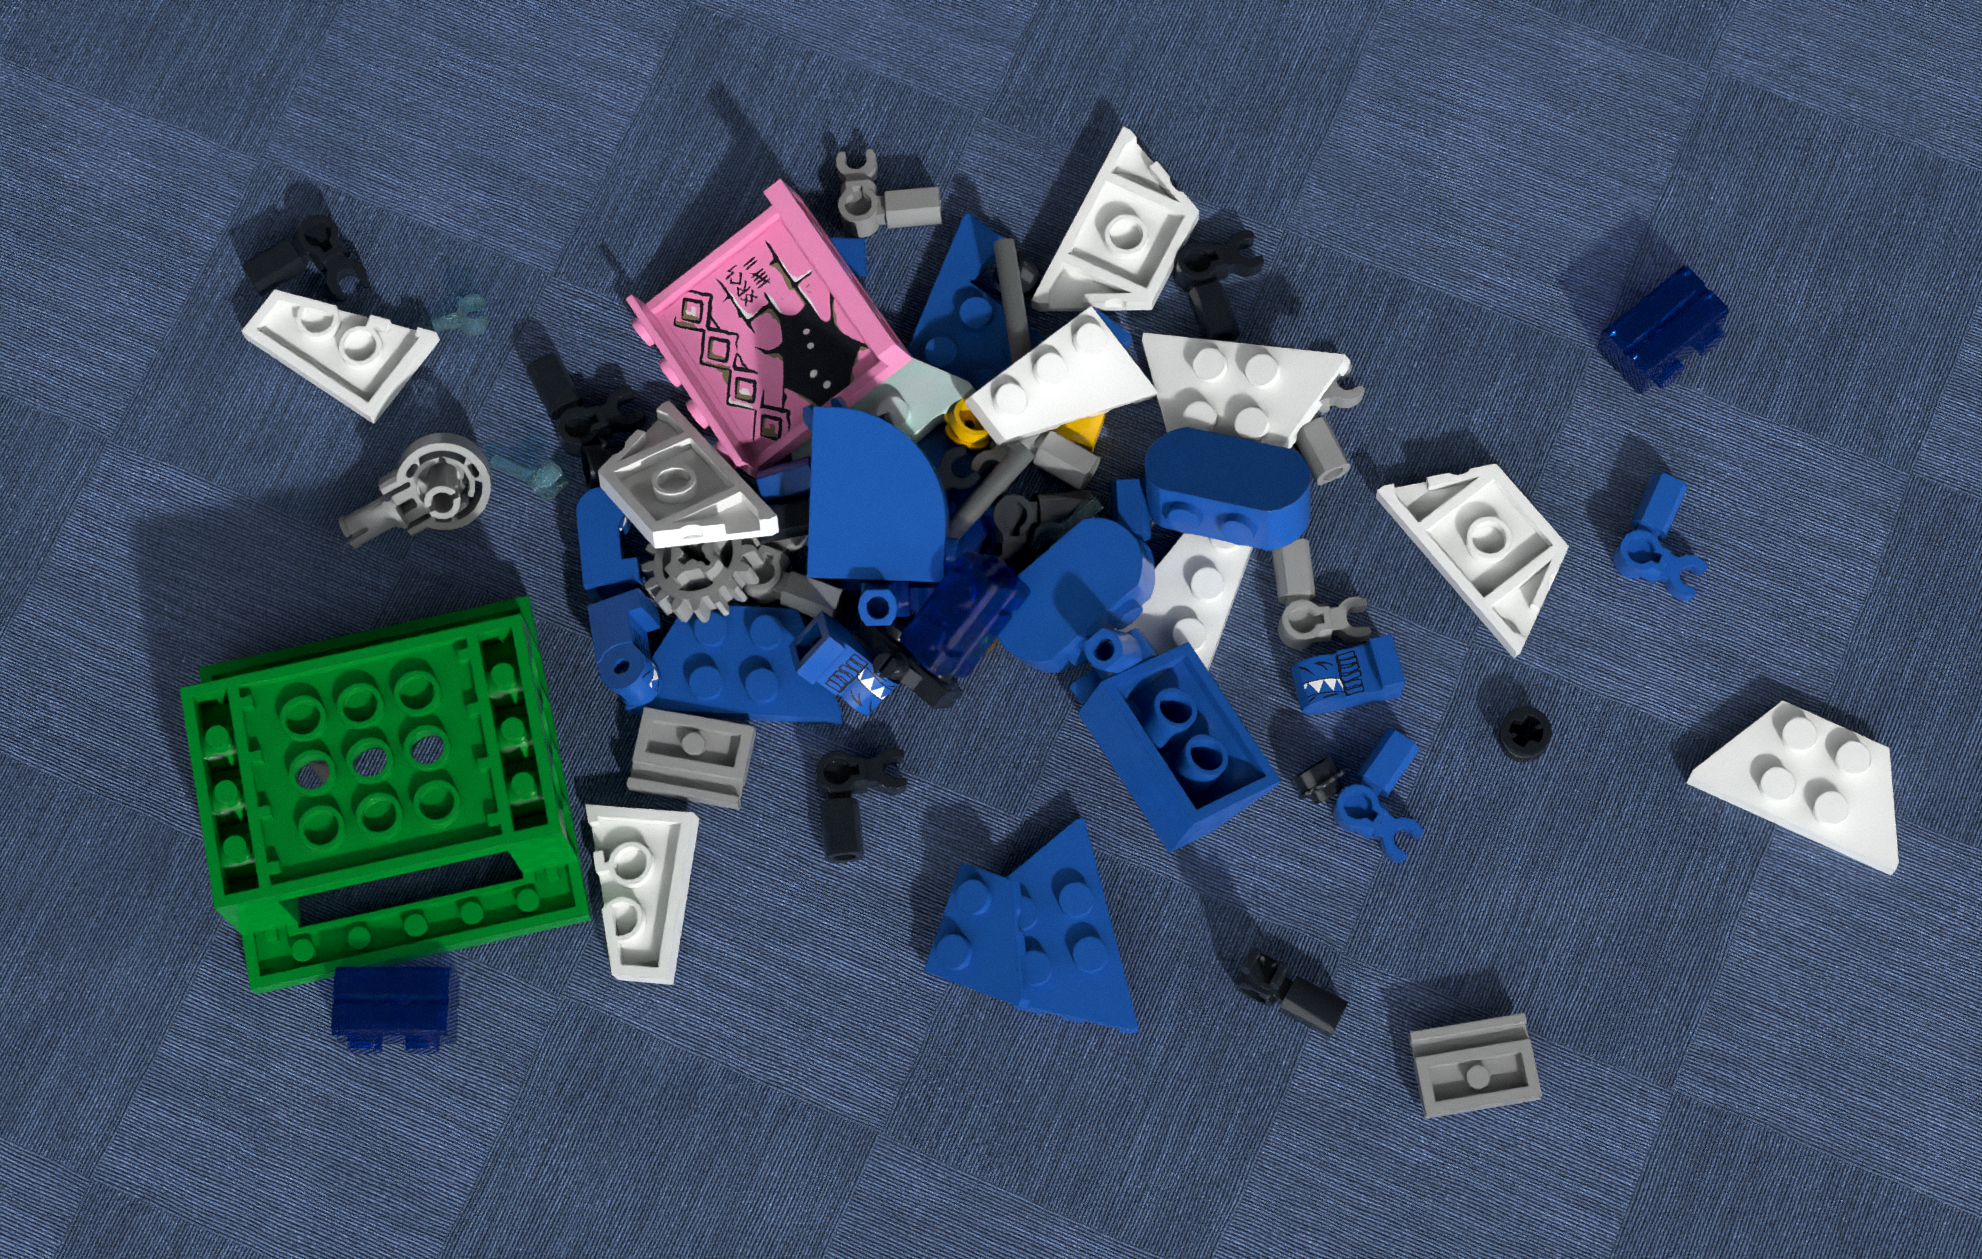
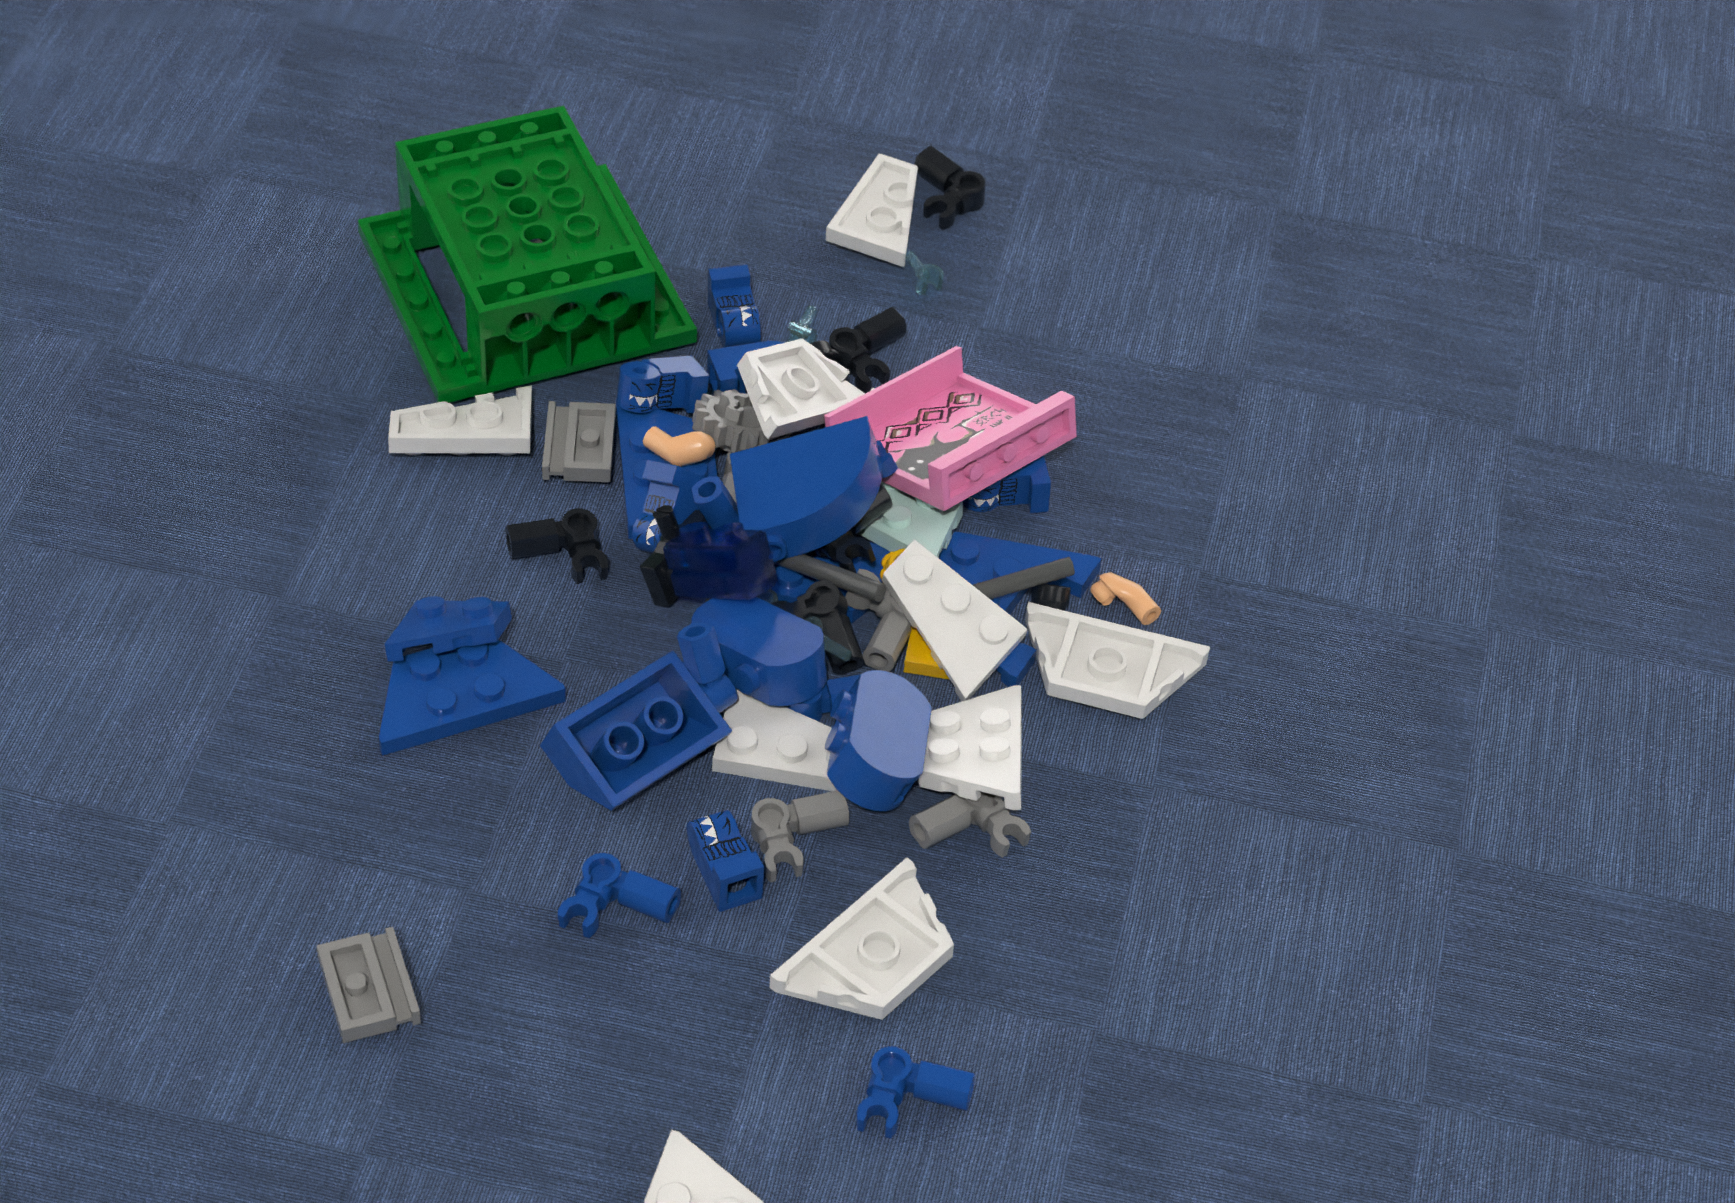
camera: 70 degrees right, 25 degrees down
(395, 1008) = (352, 297): clear blue brick -> none
(426, 492) = (780, 268): light grey pin -> none
(494, 548) = (733, 306): none -> blue leg
(749, 638) = (681, 449): none -> light nougat arm
(864, 211) = (1088, 499): light grey bar -> none
(1018, 194) = (1130, 593): none -> light nougat arm
(1199, 273) = (1092, 722): black bar -> none
(1268, 982) = (430, 827): black bar -> none
(1320, 780) = (625, 846): black plate -> none
(1516, 719) = (697, 985): black bush -> none
(1664, 331) = (1124, 1069): clear blue brick -> none

